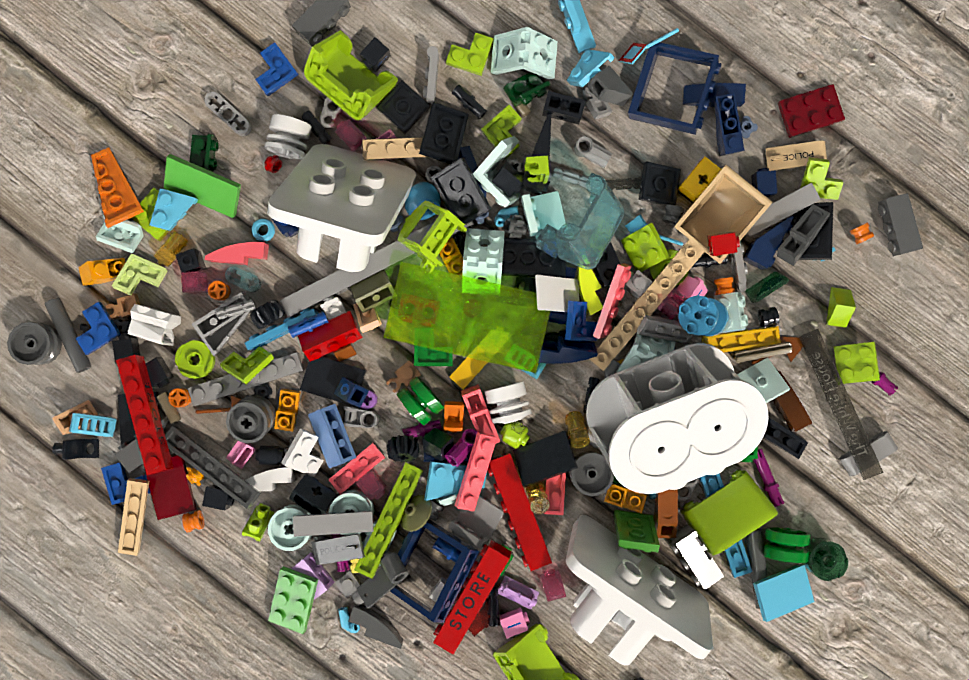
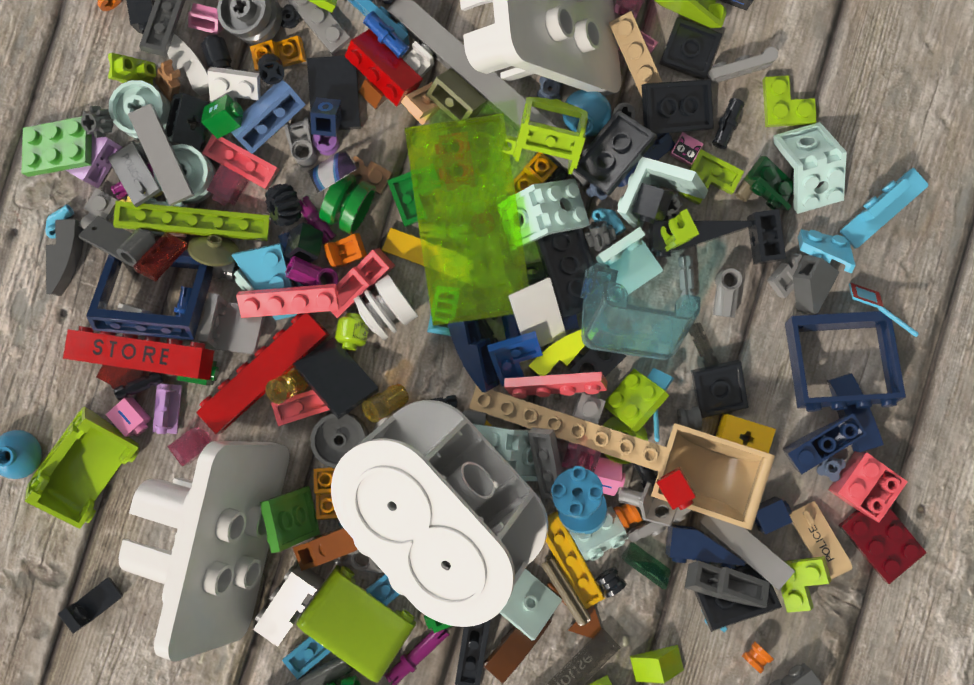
camera: 70 degrees right, 0 degrees up
(276, 498) = (168, 79): none -> medium nougat plate
(289, 561) = (97, 121): none -> dark grey gear
(303, 421) = (272, 74): none -> black wheel
(320, 468) = (222, 116): none -> green brick
(392, 403) = (331, 170): none -> sticker
(407, 552) = (160, 256): none -> clear red plate
(475, 139) = (686, 149): none -> tile
(723, 269) = (647, 504): none -> light grey bracket
(770, 106) = (868, 485): none -> coral slope

